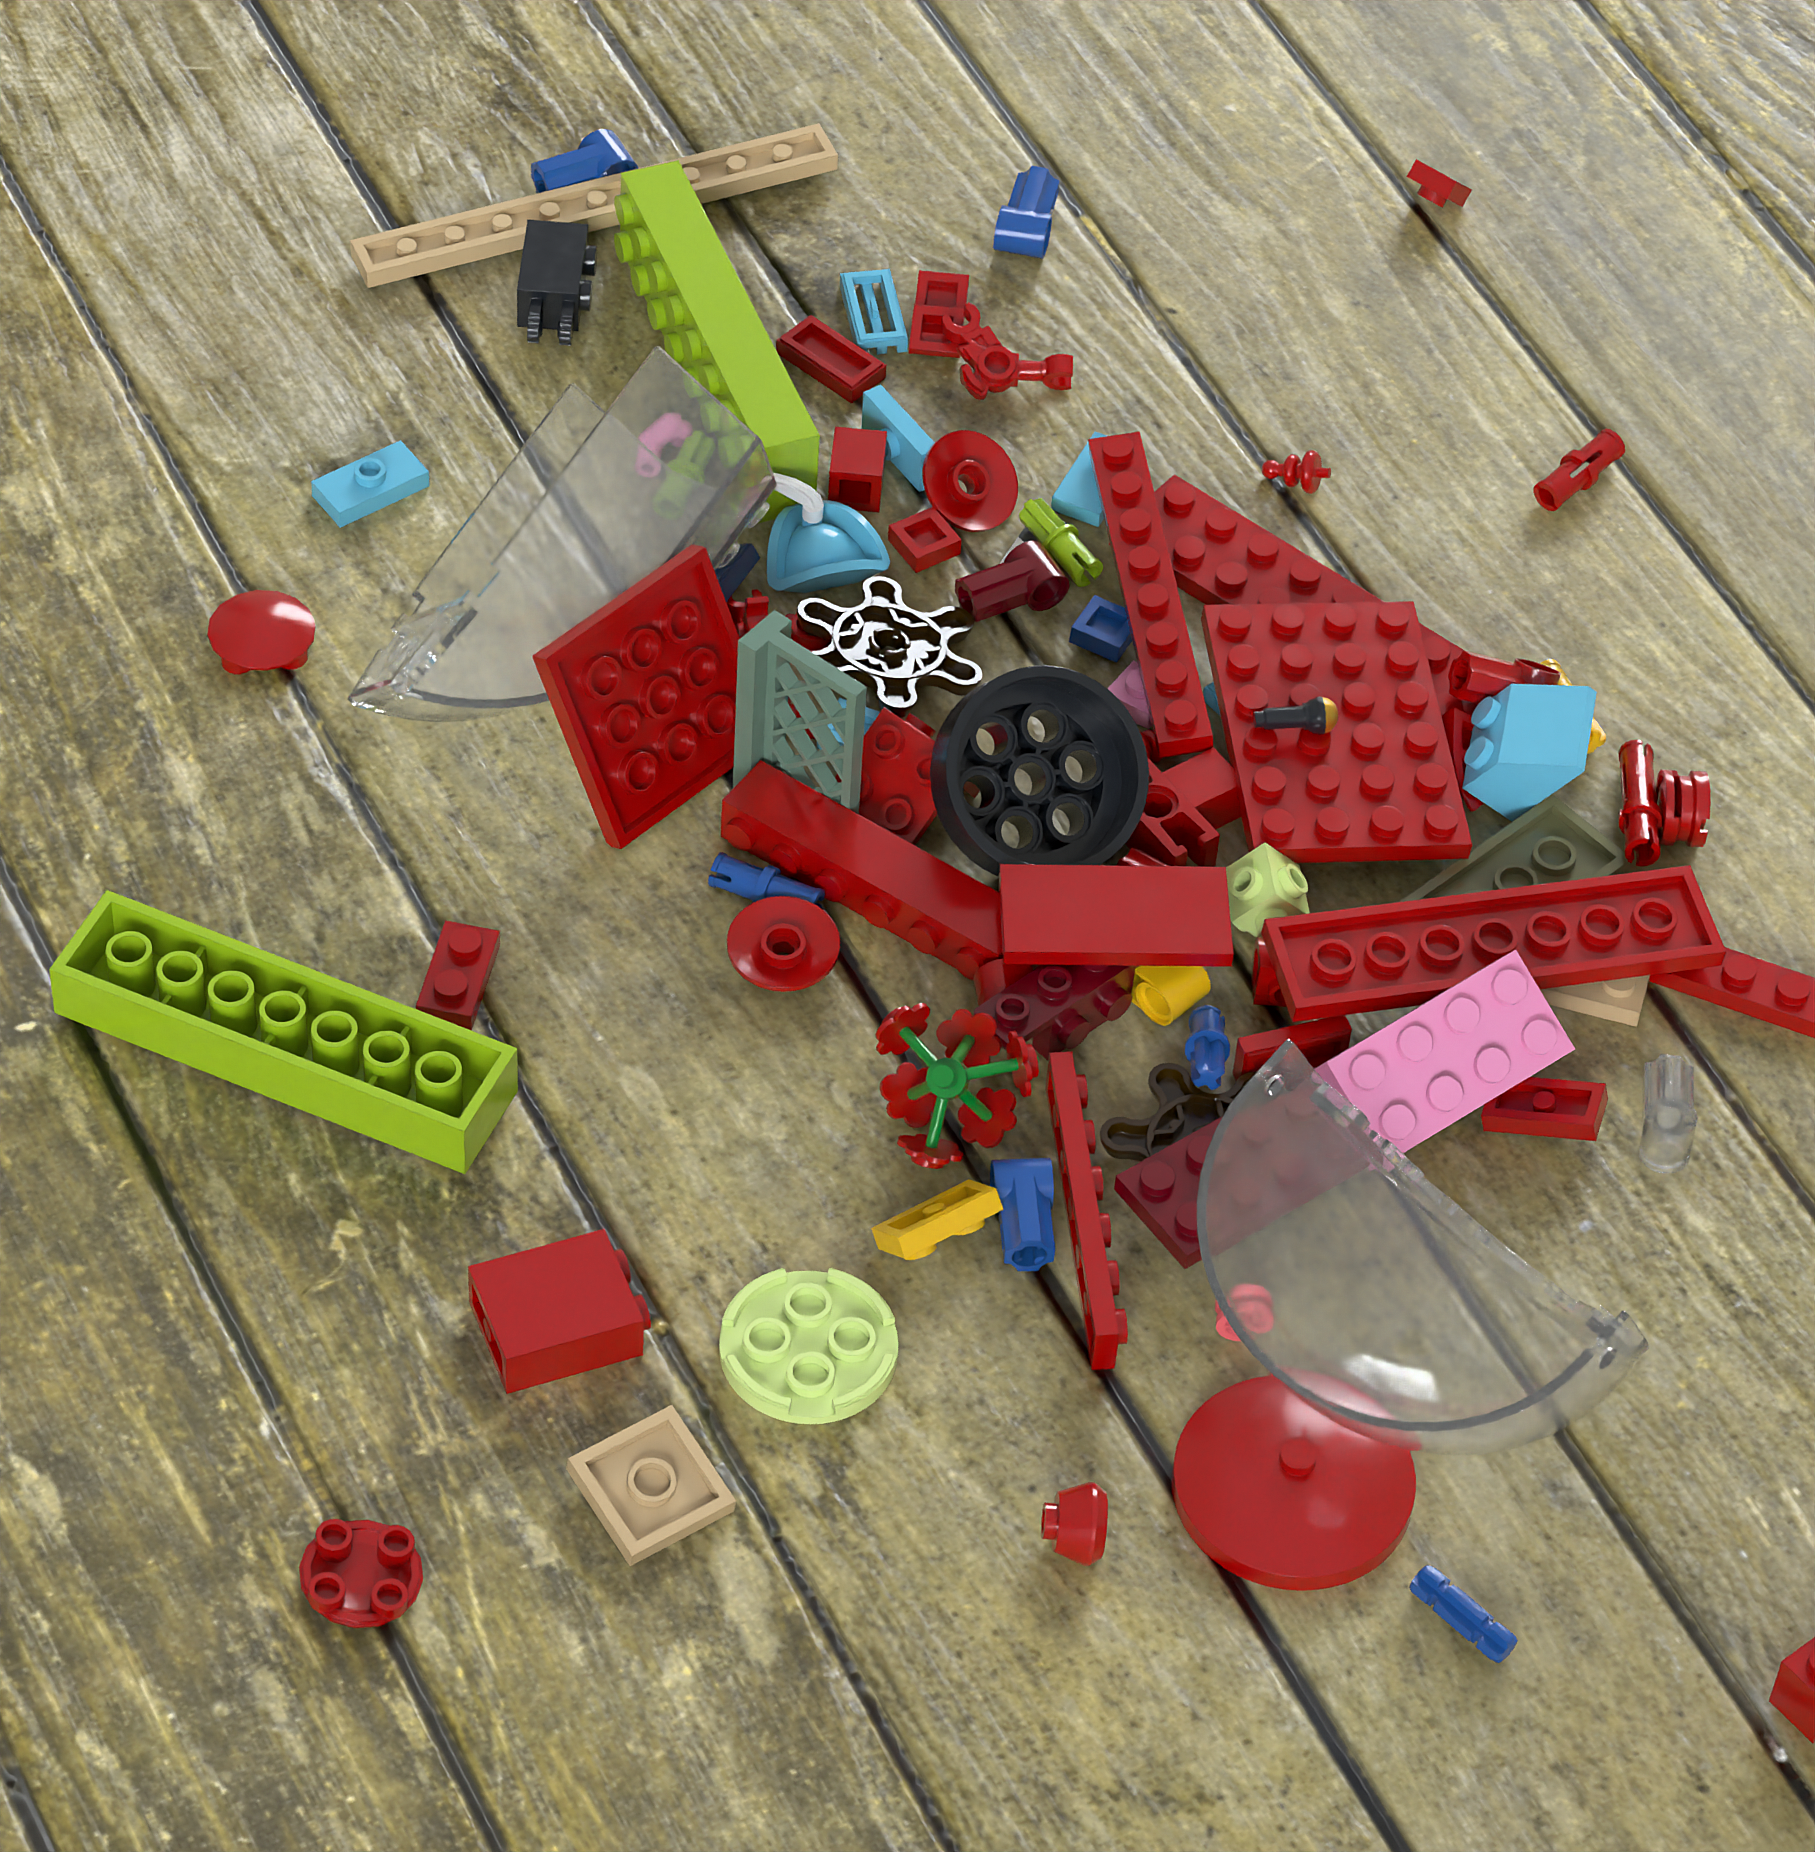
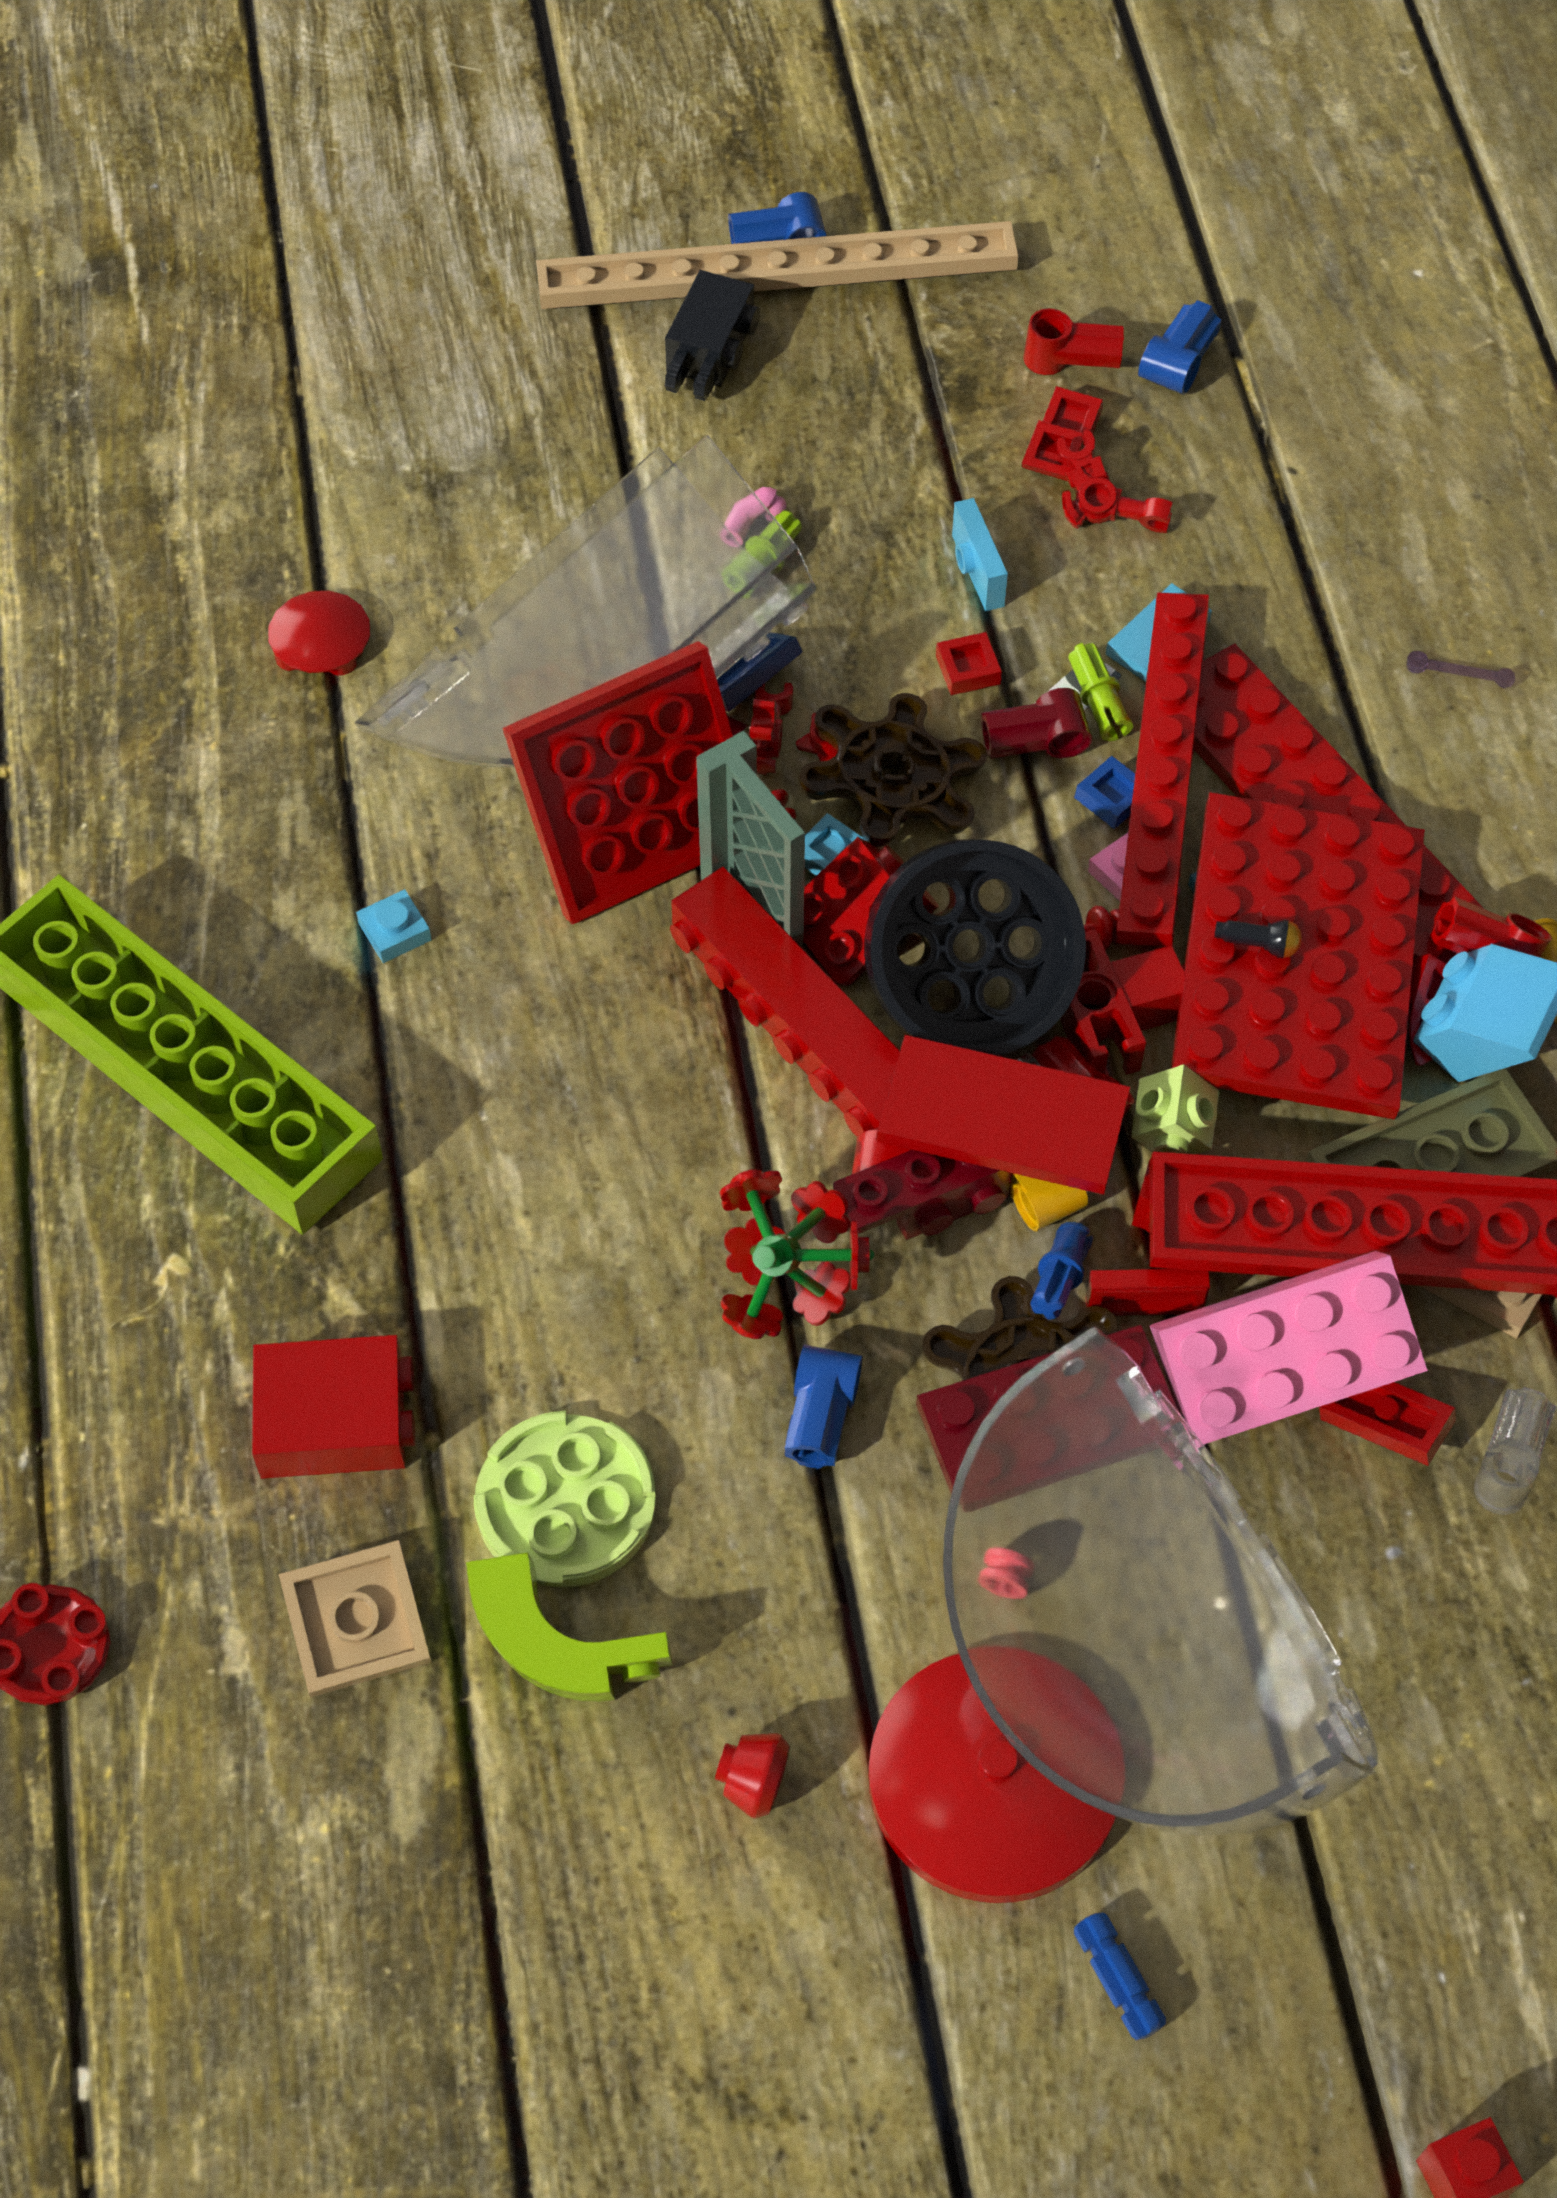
camera: 20 degrees right, 10 degrees up
(370, 483) = (473, 503): medium azure plate -> none
(445, 884) = (393, 926): none -> medium azure plate
(459, 973) = (371, 1024): red plate -> none
(710, 318) = (832, 425): lime brick -> none
(757, 882) = (692, 996): blue pin -> none
(788, 927) = (680, 1041): red dish -> none
(820, 543) = (863, 646): medium azure hat -> none
(831, 358) = (945, 459): red tile -> none
(845, 1469) = (512, 1619): none -> lime arch
(857, 468) = (927, 578): red brick -> none
(877, 338) = (999, 448): medium azure tile -> none
(905, 227) = (1059, 342): none -> red piece
(950, 1213) = (732, 1394): yellow plate -> none
(984, 471) = (1051, 606): red dish -> none
(1087, 1227) = (878, 1441): red plate -> none
(1293, 470) = (1366, 665): red hair -> none
(1352, 461) = (1419, 662): none -> hinge

